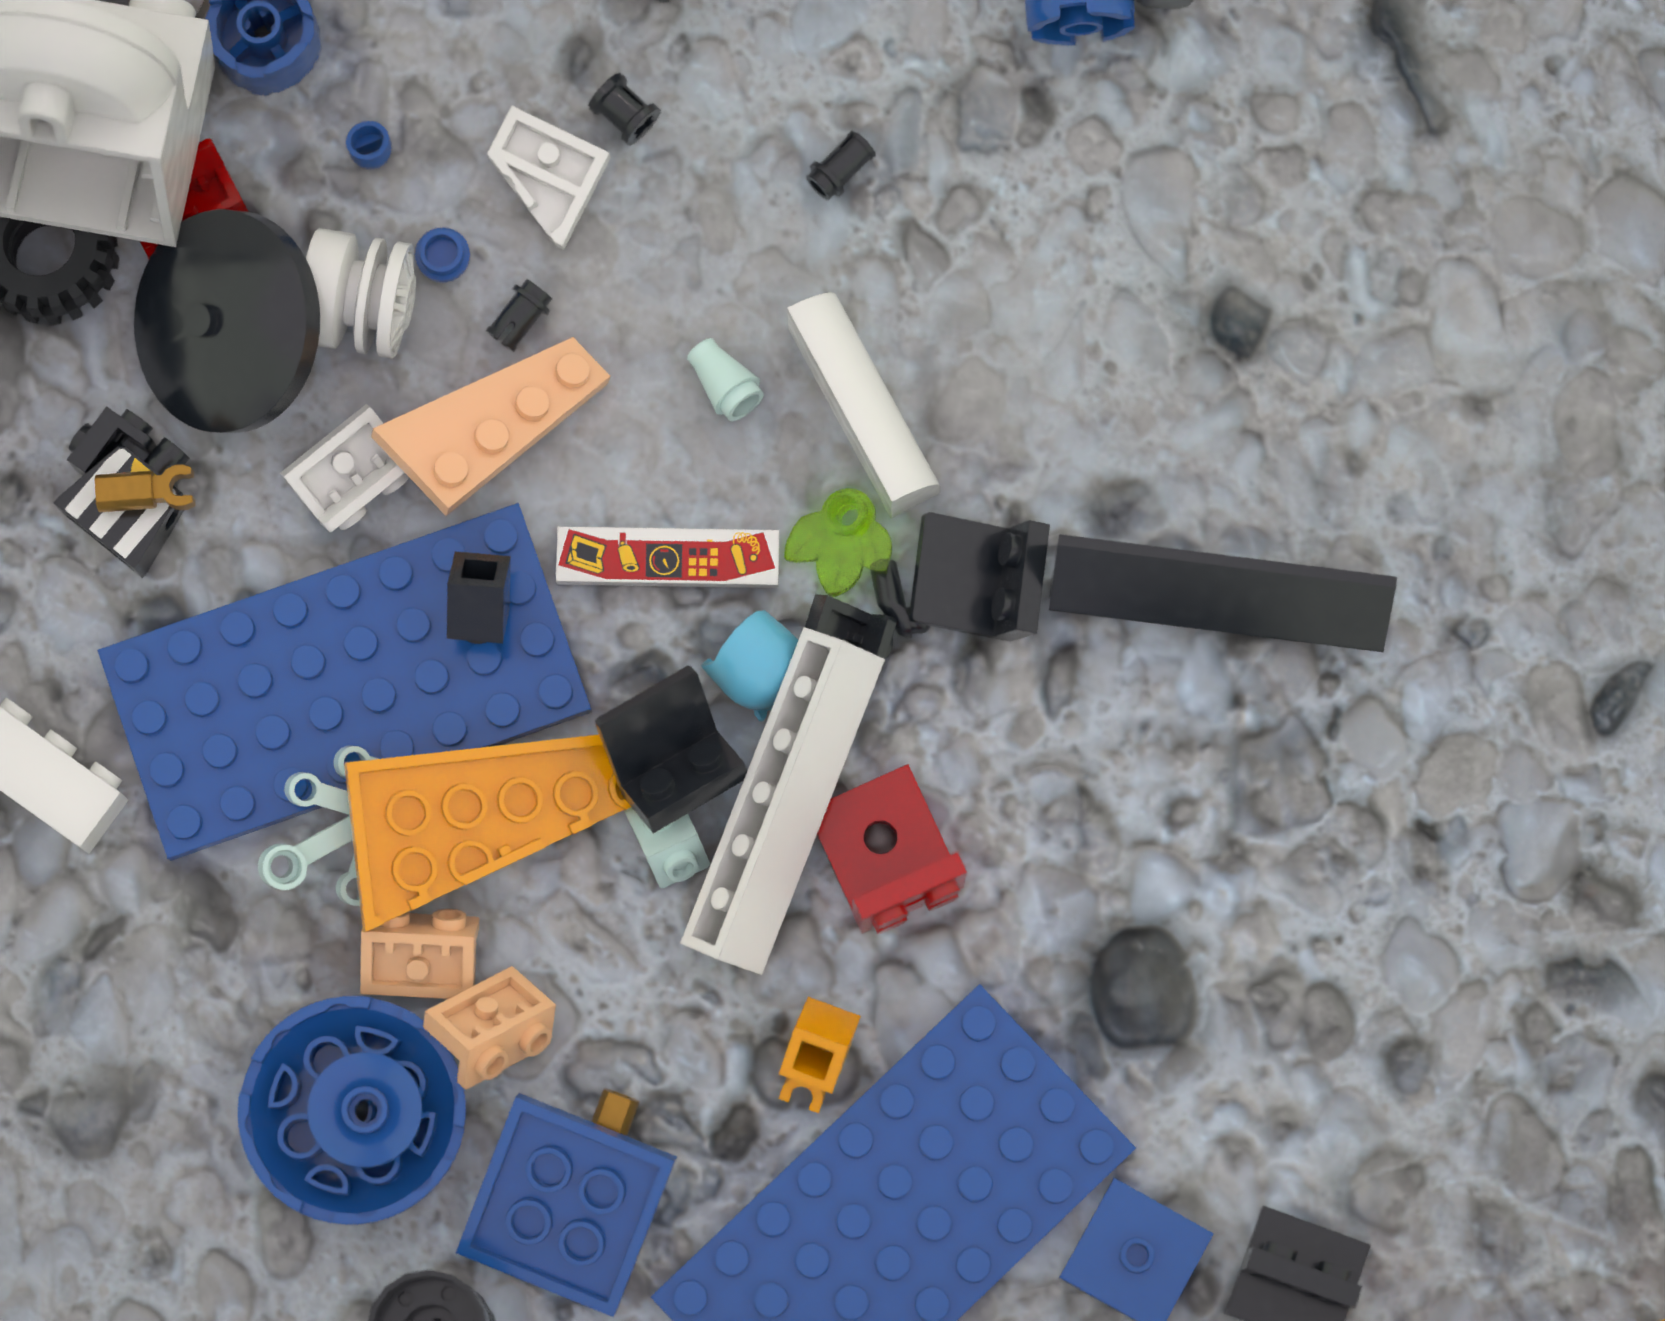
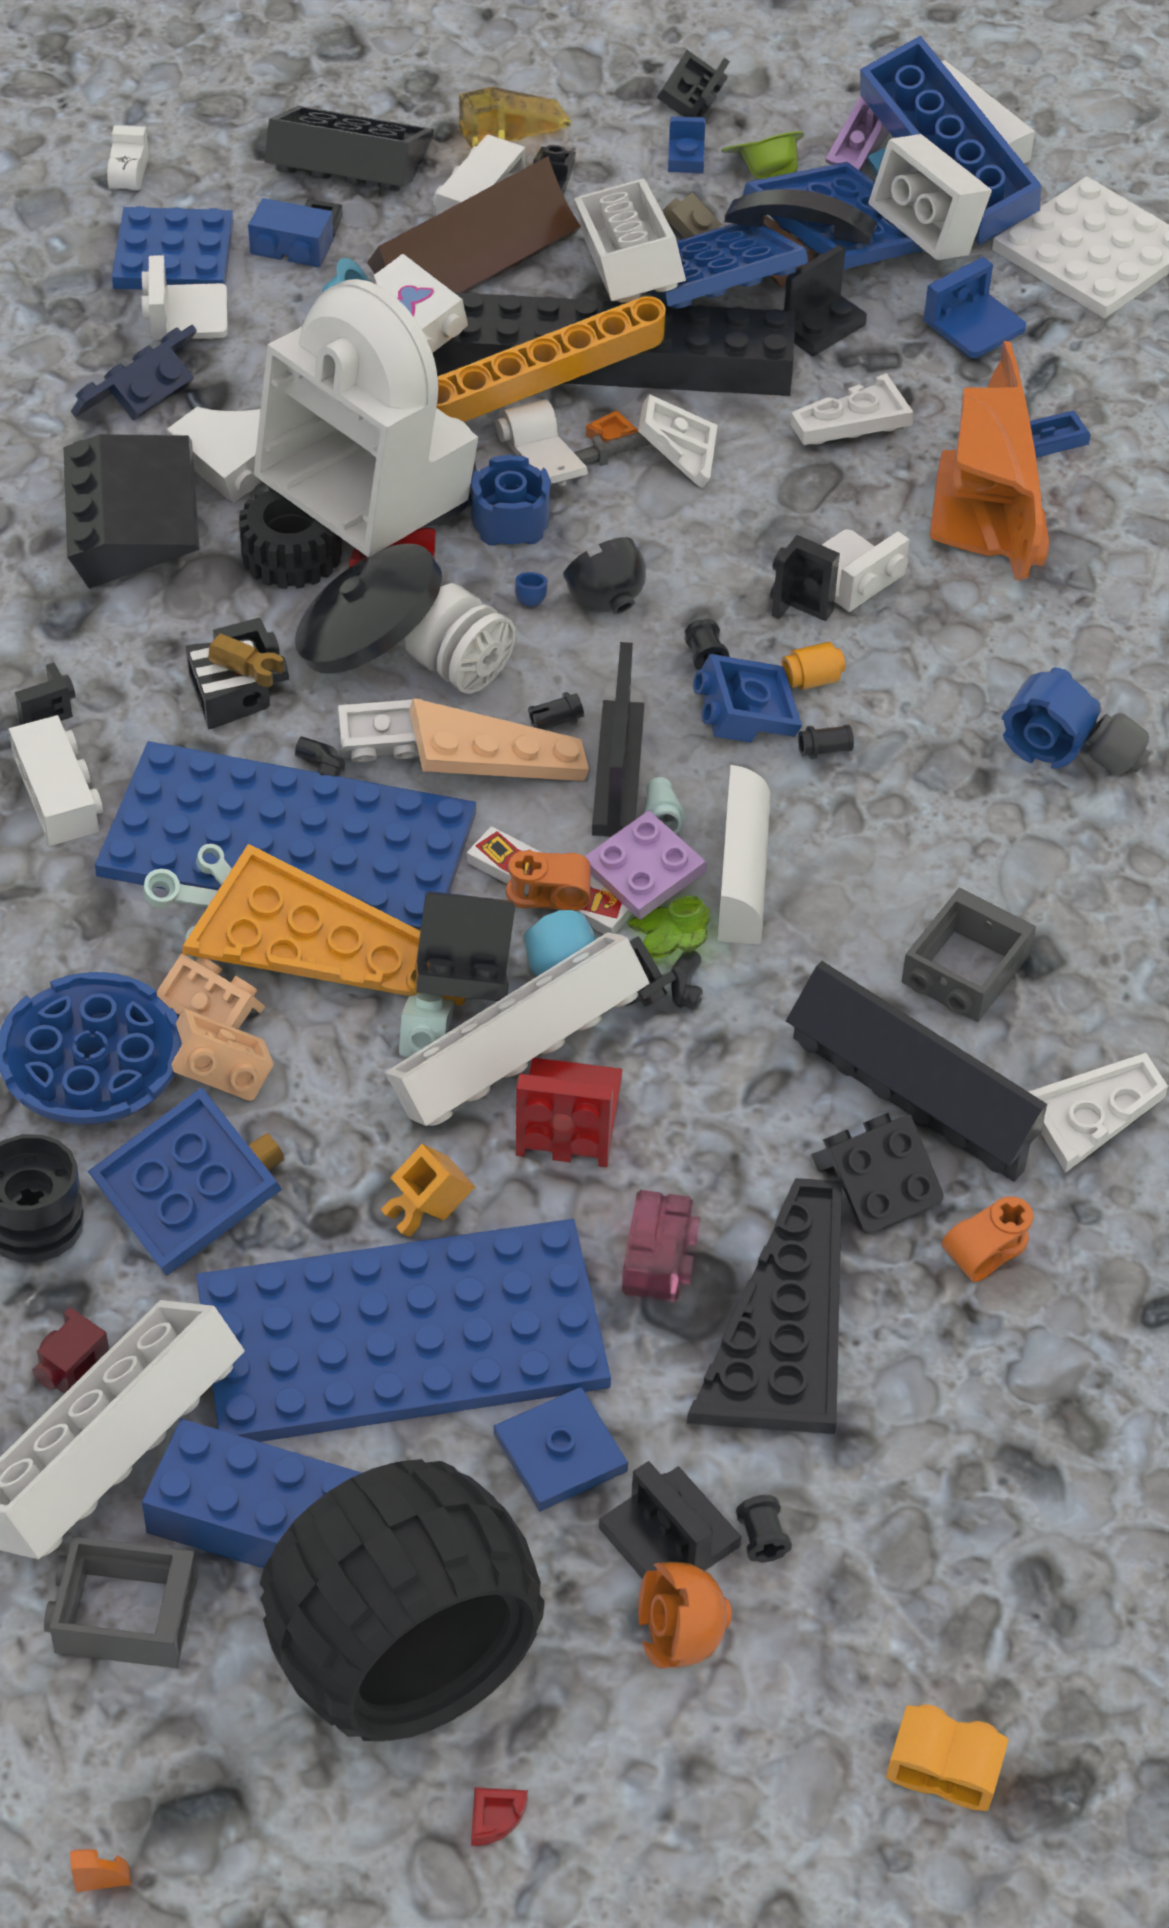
camera: 30 degrees right, 30 degrees down
(310, 542) = (320, 753): none -> black arm
(335, 1102) = (96, 1021): blue dish -> none
(442, 254) = (532, 661): blue plate -> none
(456, 84) = (608, 578): none -> black cylinder
(478, 597) = (406, 814): black brick -> none
(547, 171) = (650, 653): white wing -> none
(634, 343) = (618, 755): none -> black fence
(692, 571) = (553, 880): none -> orange piece
(721, 165) = (746, 698): none -> blue plate
(762, 65) = (813, 666): none -> light orange brick
(764, 483) = (645, 864): none -> lavender plate
(979, 576) = (747, 984): black bracket -> none
(1087, 964) = (658, 1246): none -> clear pink brick
(1178, 328) = (969, 917): none -> dark grey window
(1245, 723) = (882, 1171): none -> black bracket
(1272, 993) = (783, 1337): none -> black wing
(1387, 1224) = (763, 1528): none -> black bush
(1401, 751) = (990, 1237): none -> orange piece
(1411, 502) = (1097, 1106): none -> white wing

